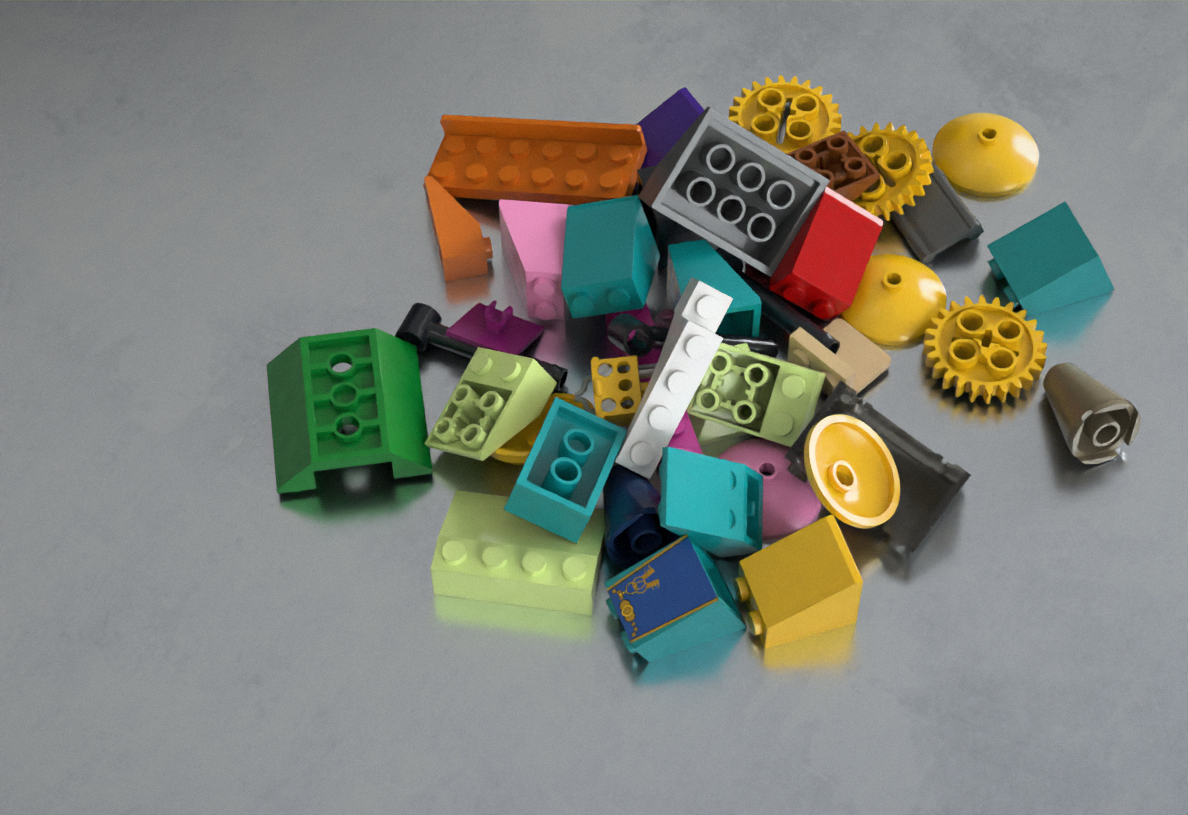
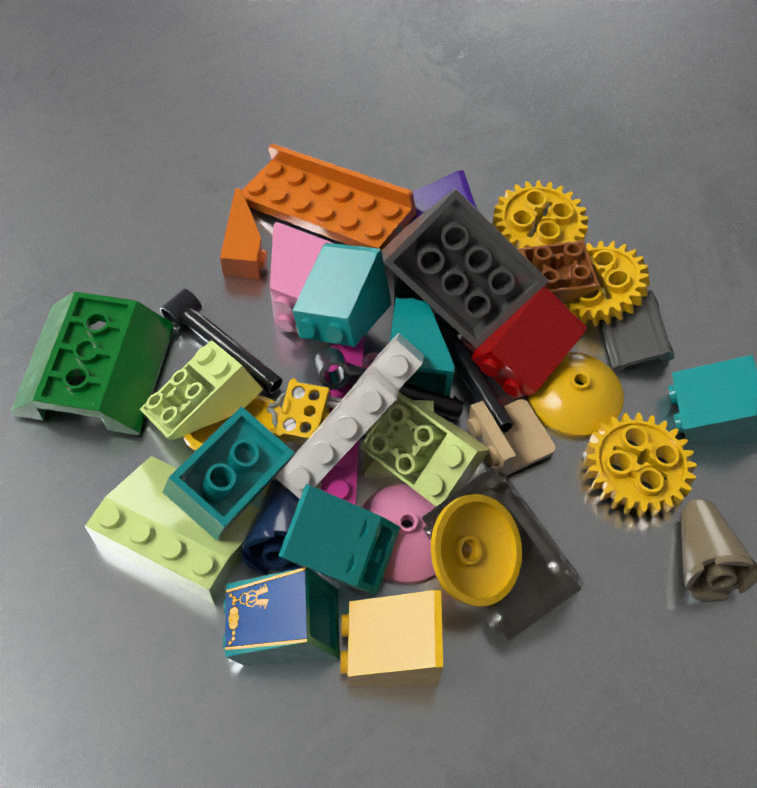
camera: 15 degrees right, 5 degrees up
(495, 329) = (238, 329): magenta piece -> none
(985, 154) = (698, 292): yellow dish -> none

